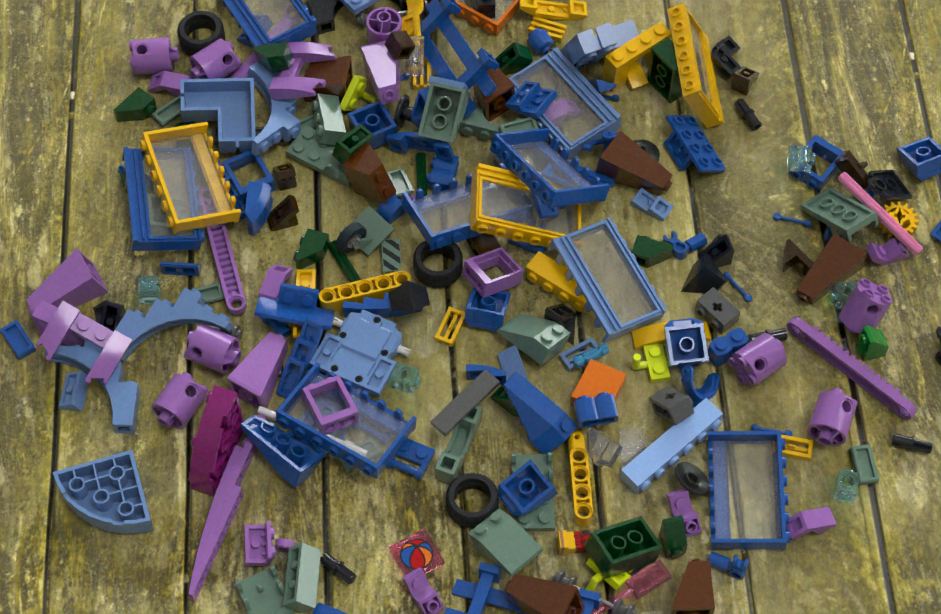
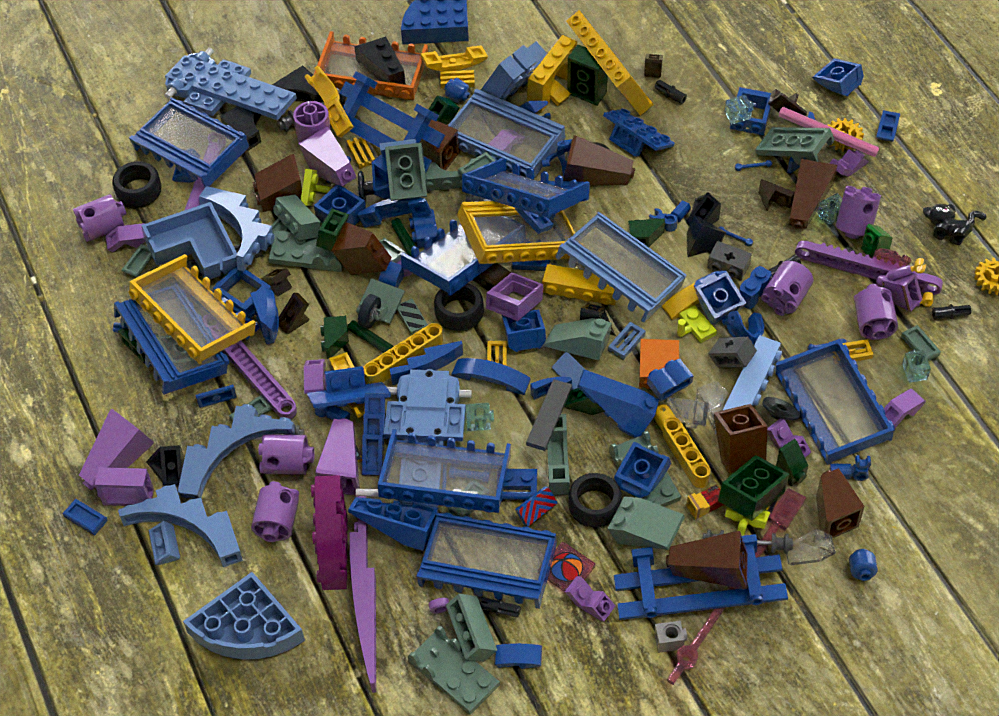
camera: 20 degrees left, 5 degrees down
(70, 319) = (186, 482): medium lavender wedge -> none
(135, 107) = (103, 268): dark green slope -> none
(148, 289) = (196, 424): clear light blue brick -> none
(214, 61) = (163, 200): medium lavender cylinder -> none
(258, 544) = (414, 613): medium lavender bracket -> none
(274, 56) = (220, 178): dark green slope -> none
(288, 83) = (244, 197): medium lavender wedge -> none
(336, 420) = (436, 474): medium lavender window -> none
(348, 518) = (488, 558): none -> window
(399, 45) = (336, 128): dark brown brick -> none
(409, 297) = (449, 343): black slope -> none
(415, 63) = (351, 136): clear slope -> none
(416, 485) = (536, 506): none -> tile
(439, 340) = (492, 372): none -> blue slope
(531, 99) = (477, 138): blue slope -> none
(593, 354) = (636, 338): dark azure axle -> none
(635, 491) = (740, 436): none -> reddish brown slope
(647, 203) = (630, 195): medium blue slope -> none
(722, 58) = (624, 51): black plate -> none
(873, 404) = (905, 286): none -> medium lavender torso
(877, 367) = (890, 255): none -> clear pink tile
(887, 185) = (821, 108): black tile -> none

